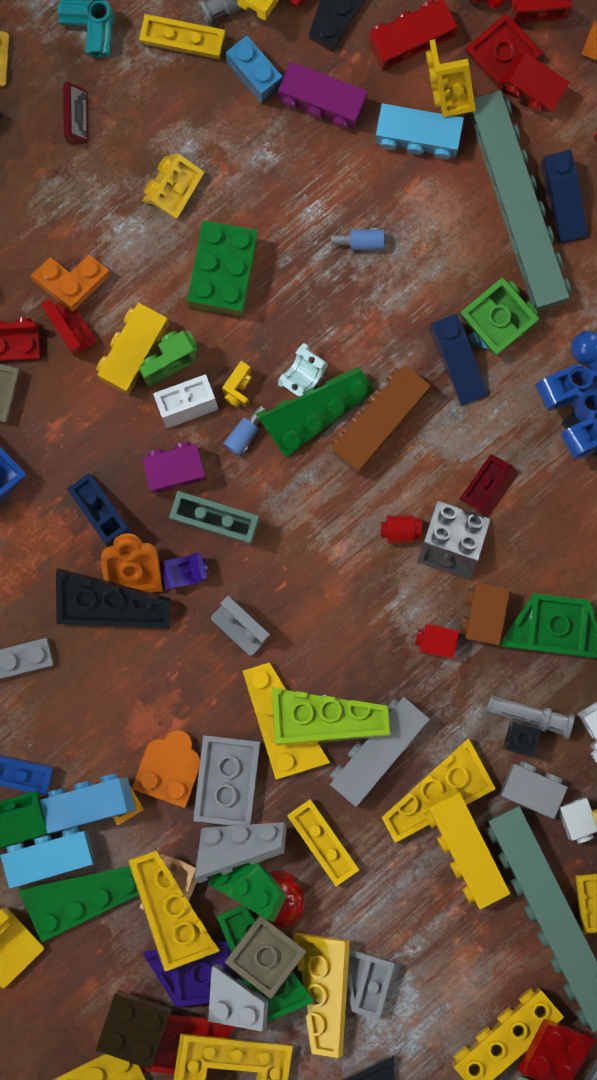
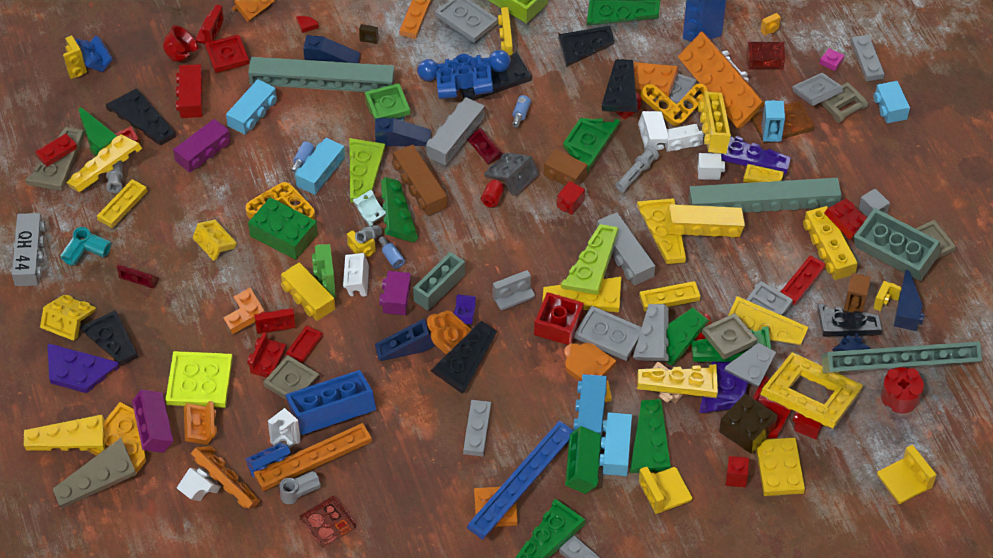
camera: 70 degrees left, 30 degrees down
(52, 381) = (304, 344): none -> red tile
(63, 1036) = (737, 471): none -> red brick
(215, 705) = (558, 318): none -> red brick
(254, 69) = (166, 172): dark azure brick -> none
(254, 389) = (368, 233): none -> light grey pin
(281, 250) = (284, 198): none -> light orange beam
(353, 270) = (320, 166): none -> medium azure brick
(383, 331) = (364, 166): none -> lime wing
(426, 1020) = (803, 279): none -> red plate
(450, 84) = (235, 74): yellow bracket -> none
(490, 433) = (455, 131): none -> light grey brick
(521, 739) = (649, 176): black brick -> none
(533, 790) = (678, 183): light grey brick -> none
(534, 83) = (255, 41): red brick -> none
(572, 508) = (521, 109): none -> medium blue piece

